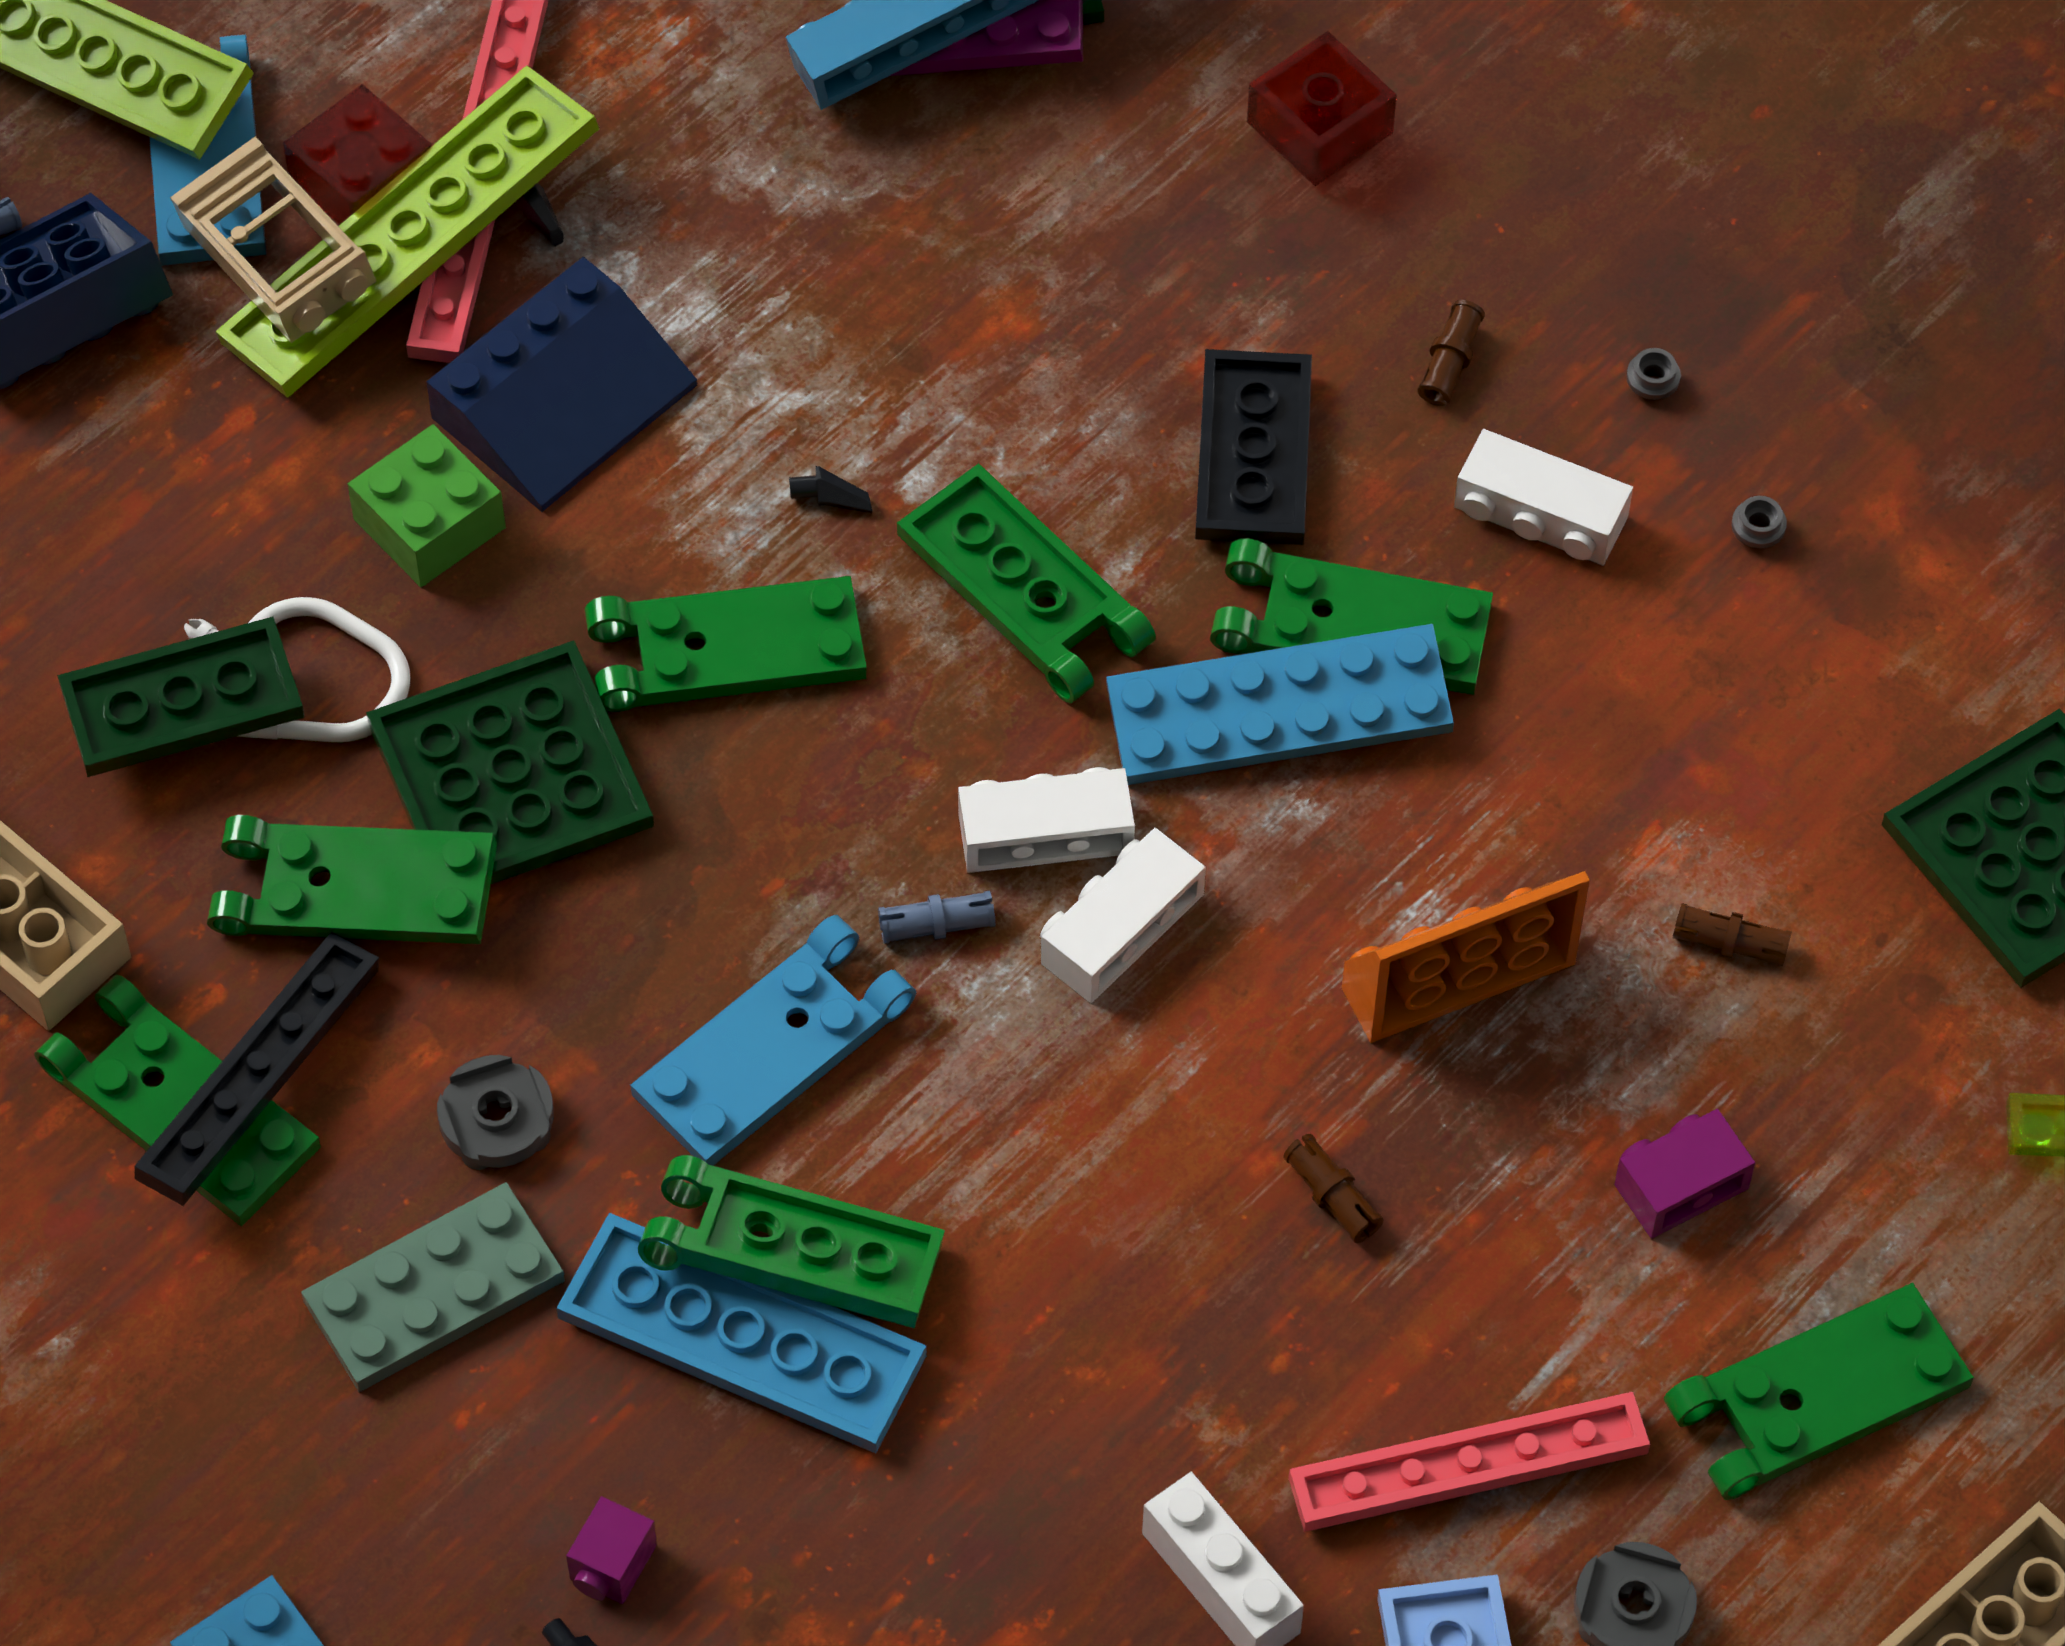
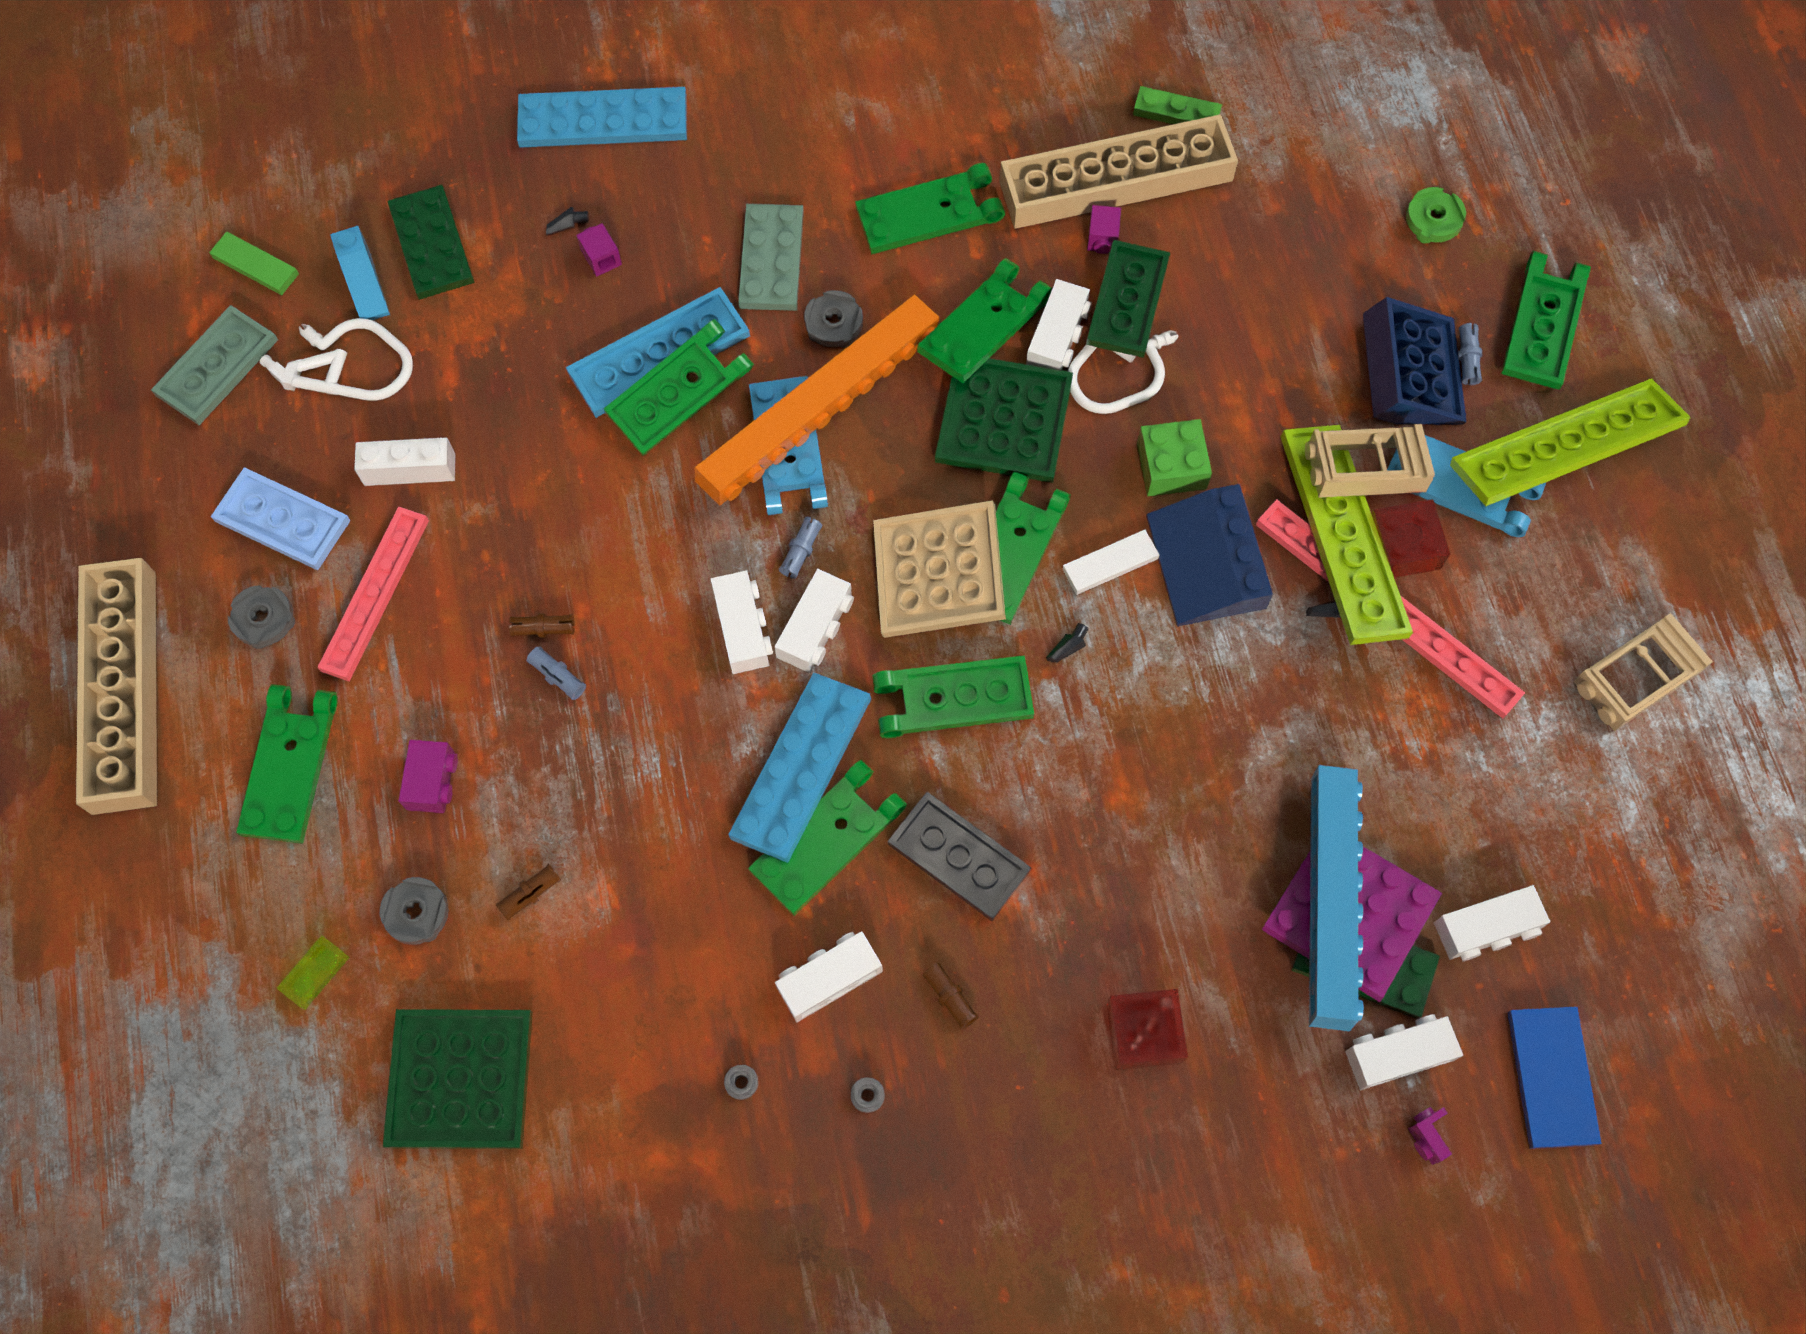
camera: 125 degrees right, 10 degrees up
(56, 814) = (1103, 228): none -> magenta brick
(256, 1069) = (915, 234): black plate -> none
(296, 777) = (1059, 326): none -> white brick
(657, 509) = (1110, 562): none -> white tile
(673, 1017) = (815, 401): none -> orange brick
(844, 696) = (939, 569): none -> tan plate
(1391, 1117) = (556, 673): none -> sand blue pin
(1466, 957) = (599, 745): orange slope -> none
(1872, 1088) = (405, 895): none -> dark grey plate

